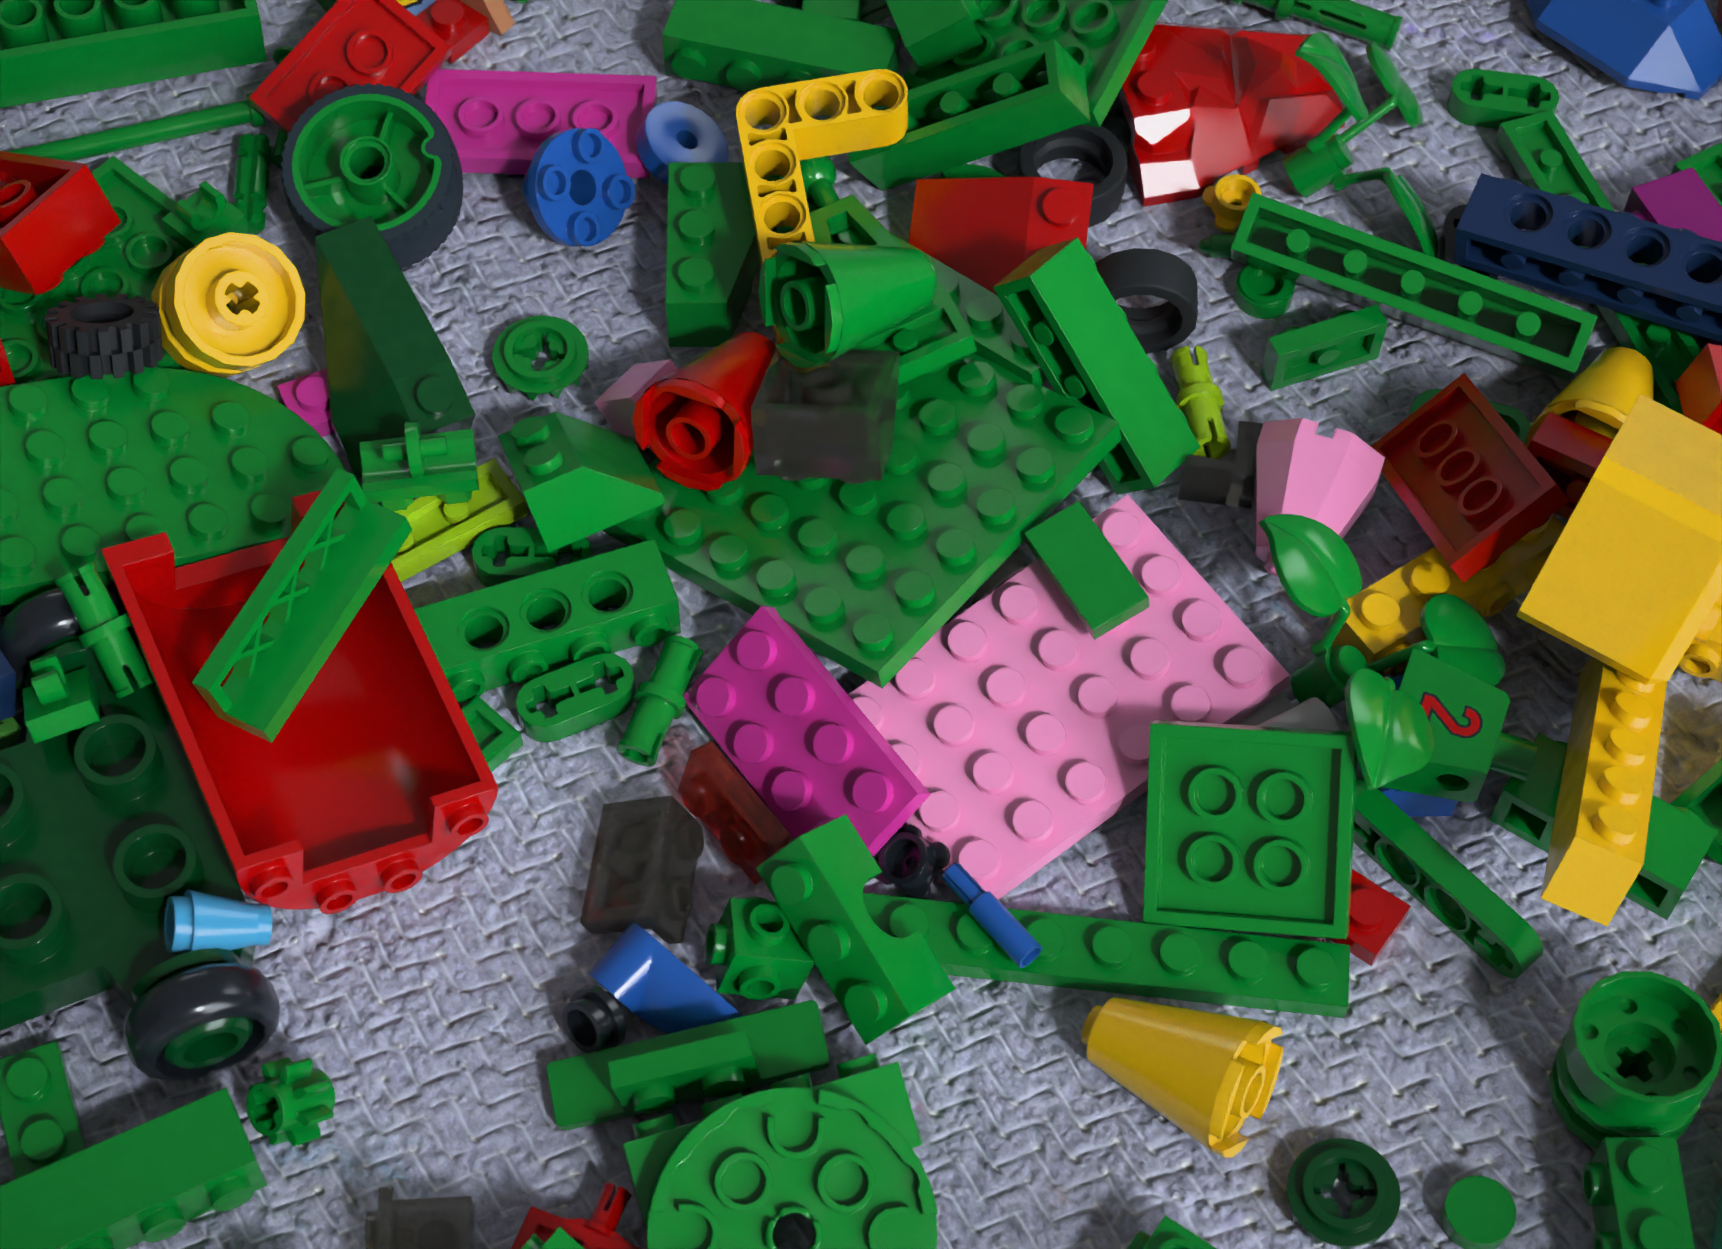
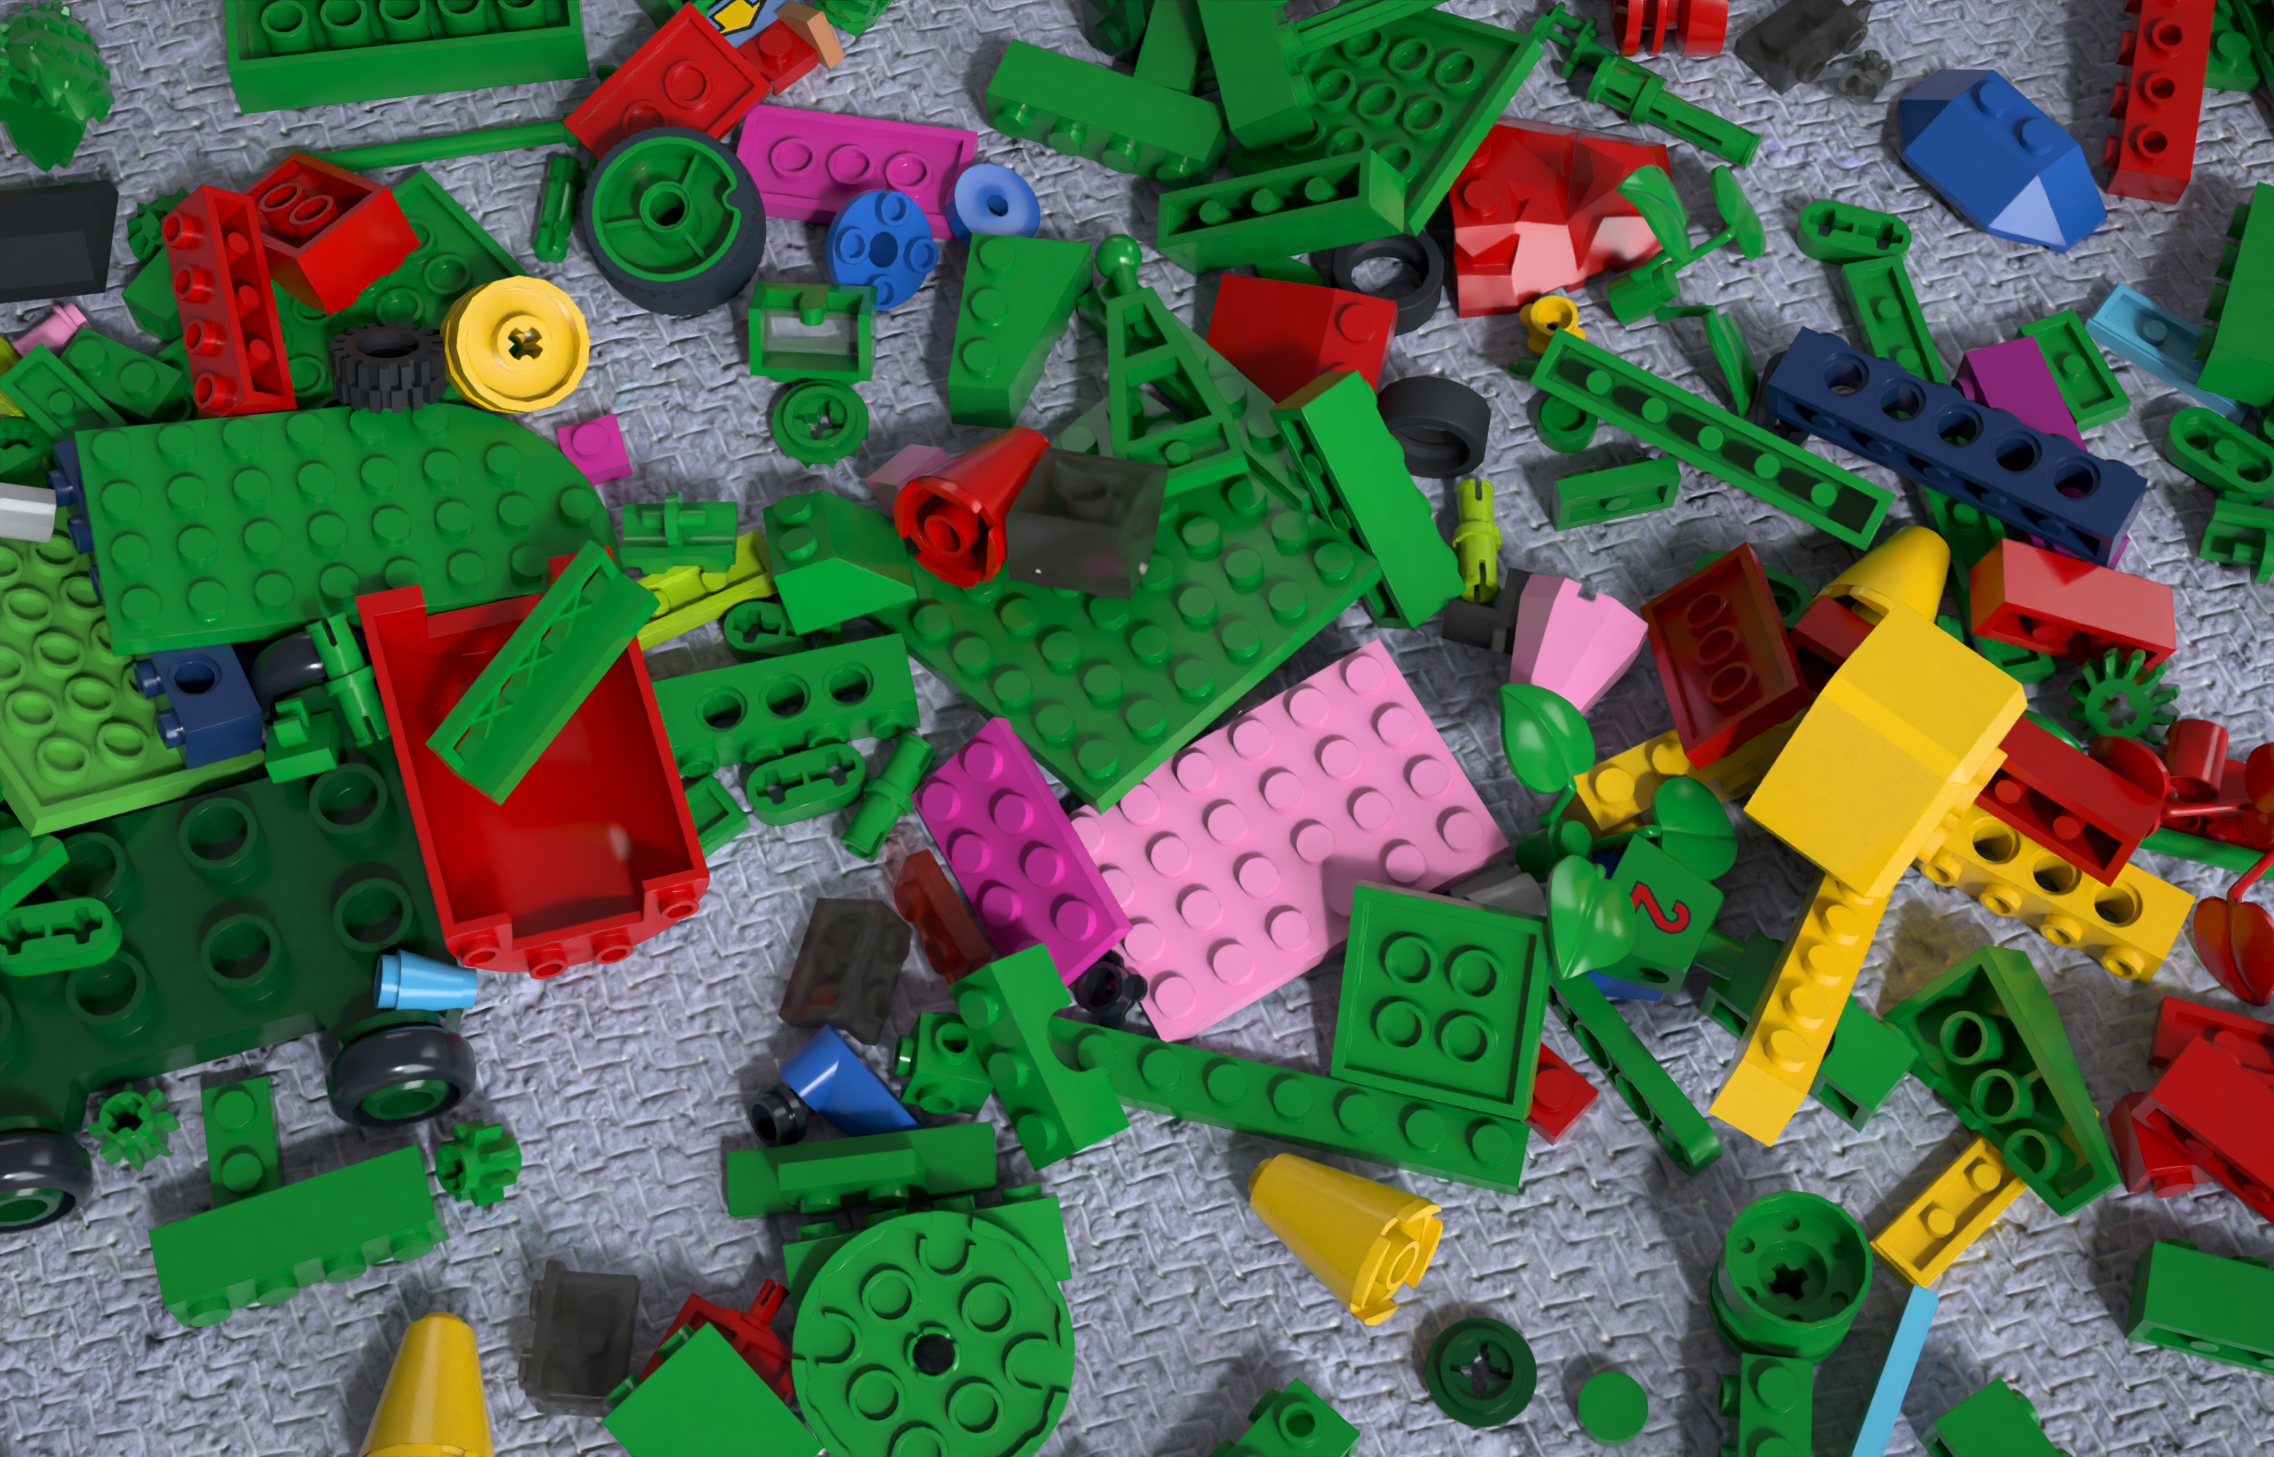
camera: 10 degrees right, 5 degrees up
(203, 217) = (504, 250): green tile -> none
(380, 346) = (658, 404): dark green wedge -> none
(523, 270) = (812, 331): none -> green window
(801, 137) = (1080, 290): yellow beam -> none
(840, 295) = (1115, 404): green cone -> none
(993, 916) = (1178, 1057): blue pin -> none
(1086, 570) = (1322, 714): green tile -> none

